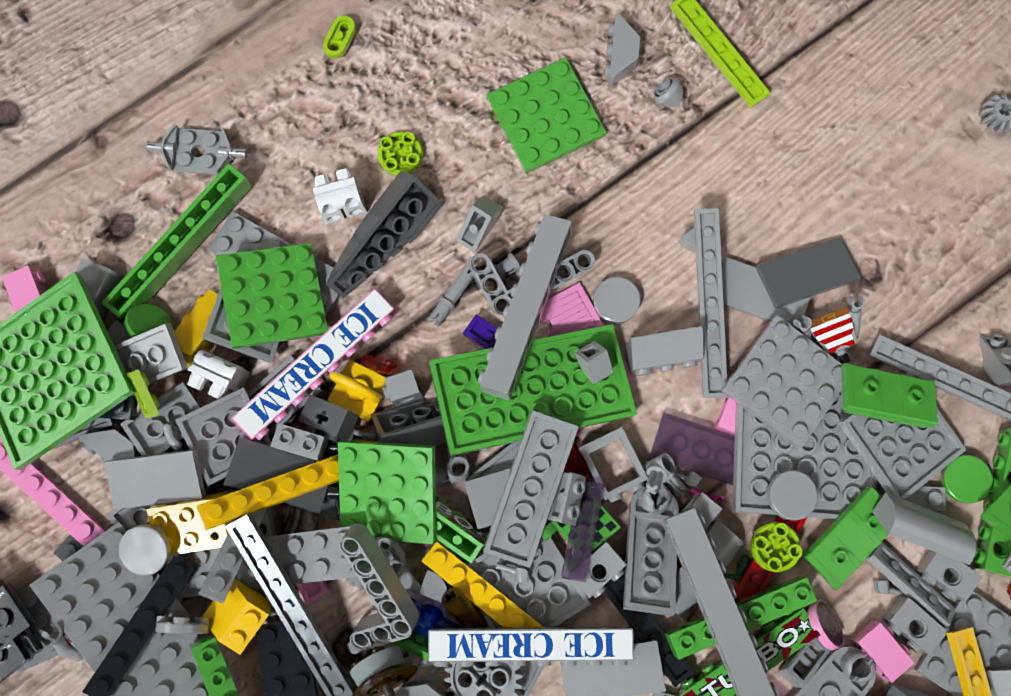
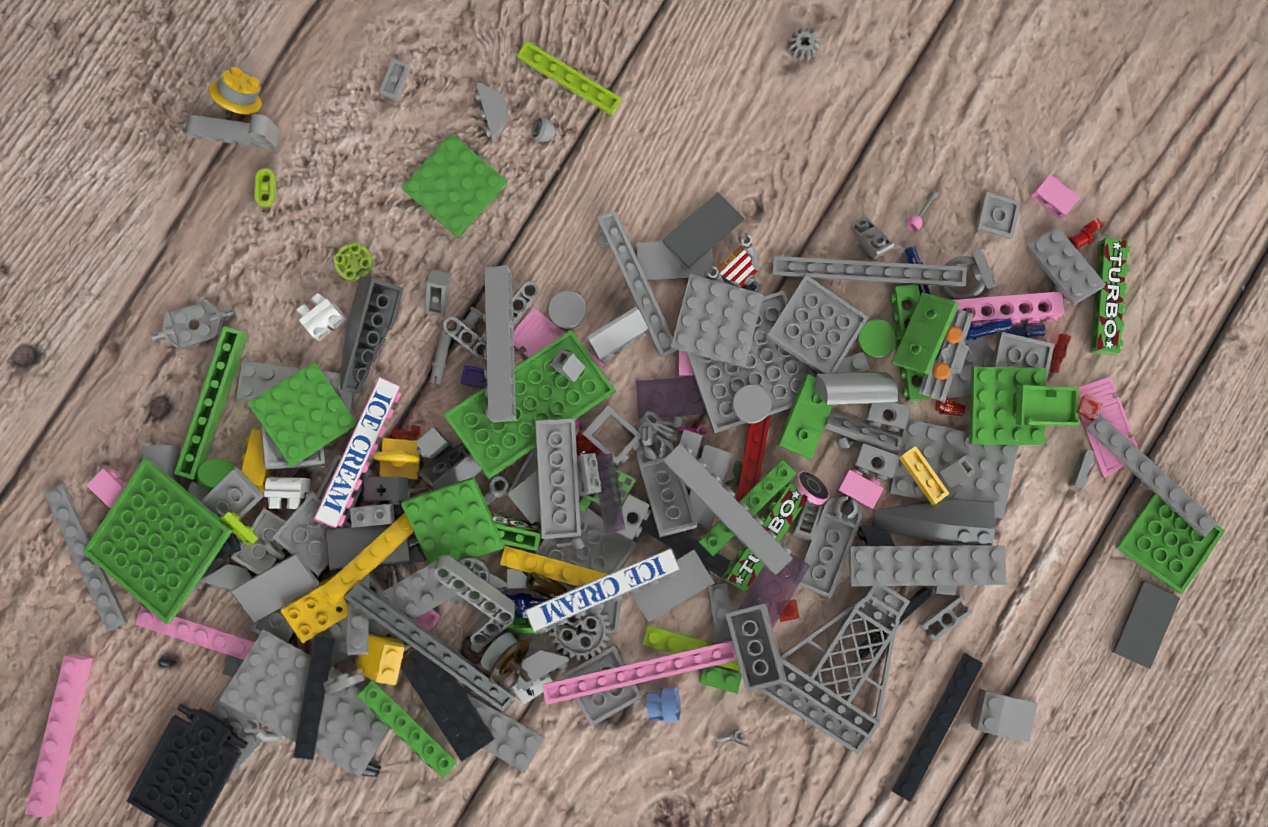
camera: 25 degrees left, 5 degrees up
(144, 549) = (292, 640): tile -> none
(775, 547) = (755, 446): lime tile -> none
(888, 396) = (794, 301): bright green container -> none

